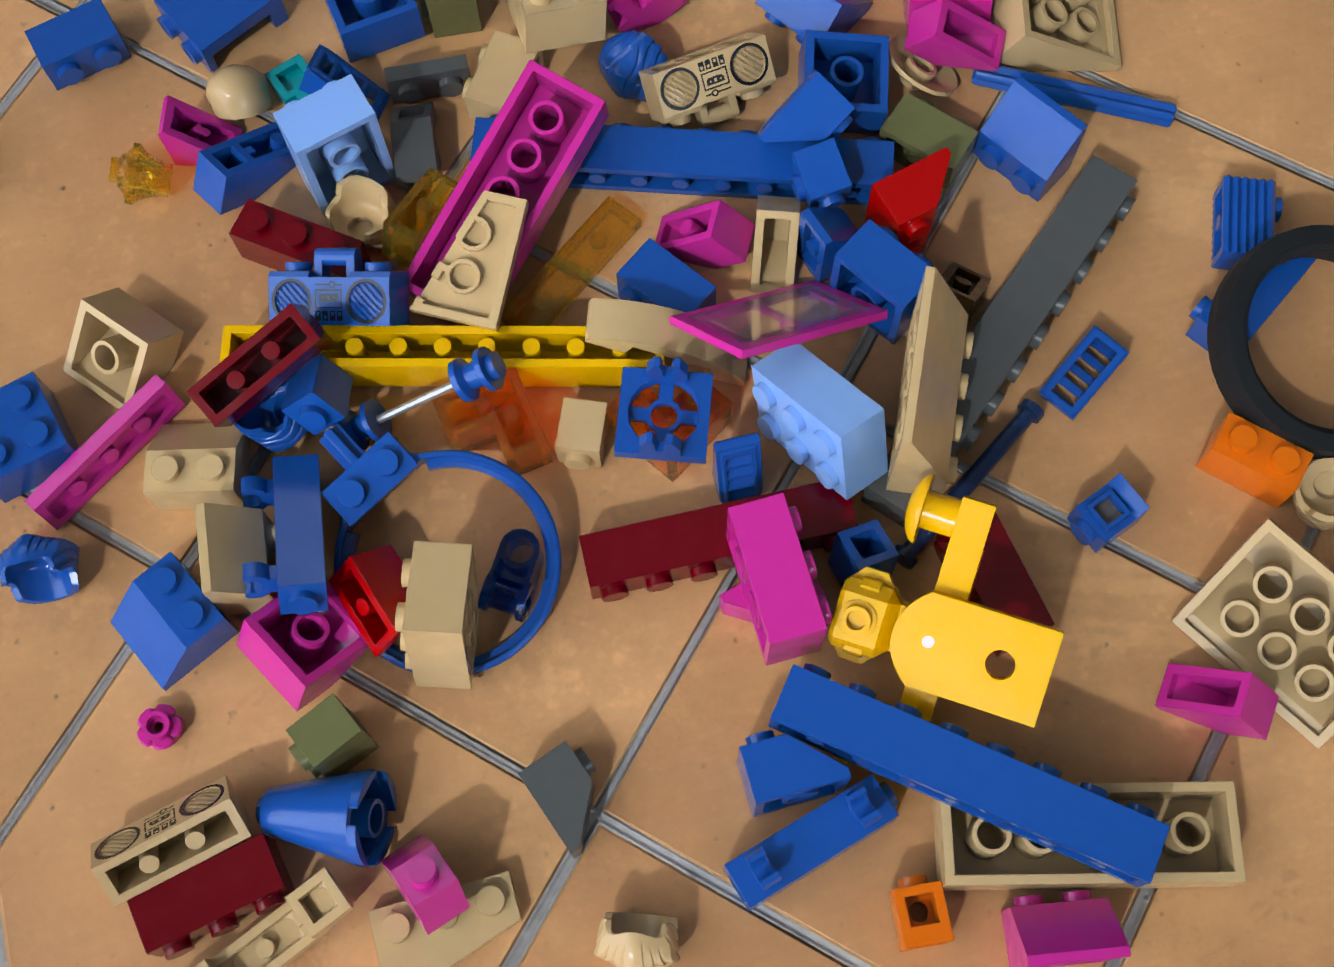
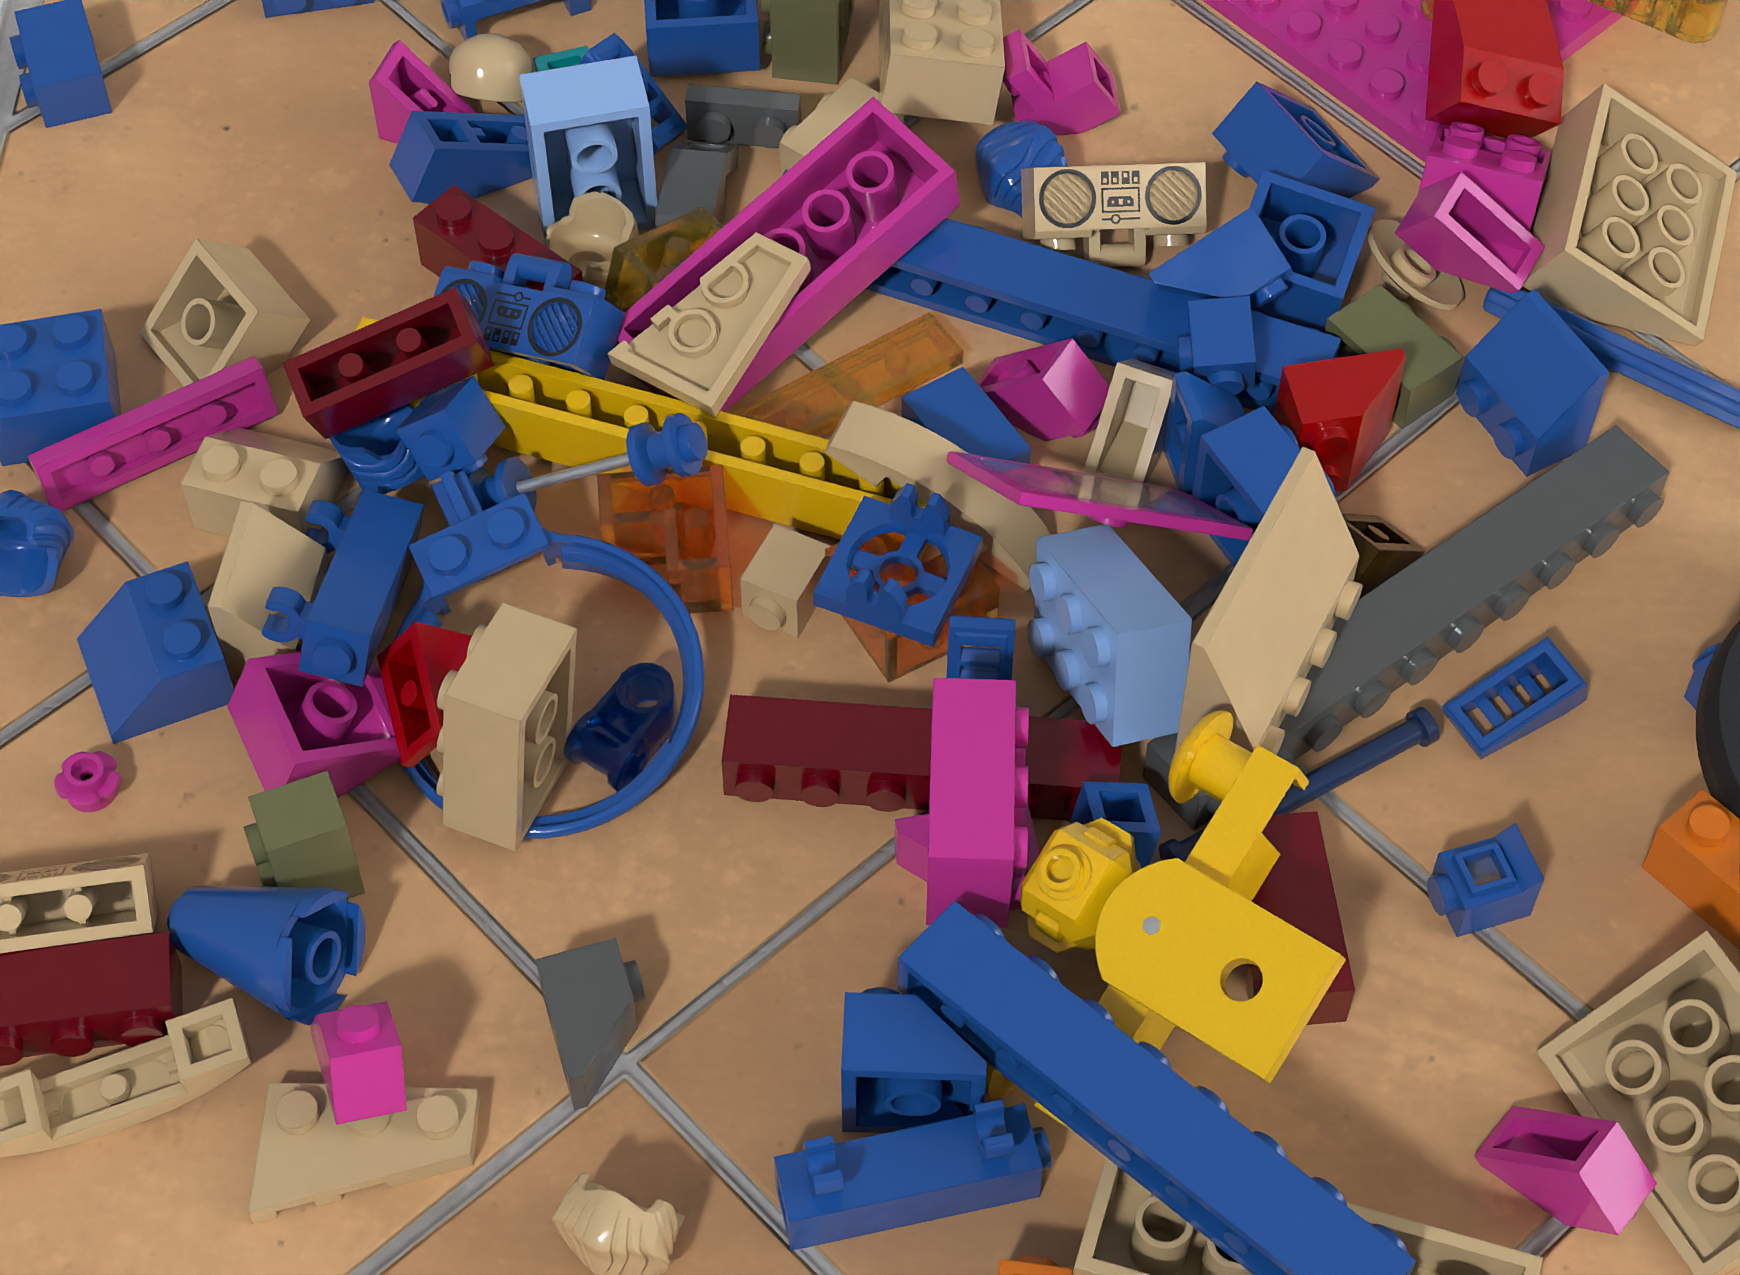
camera: 15 degrees right, 15 degrees down
(140, 174) = (329, 130): clear yellow rock -> none

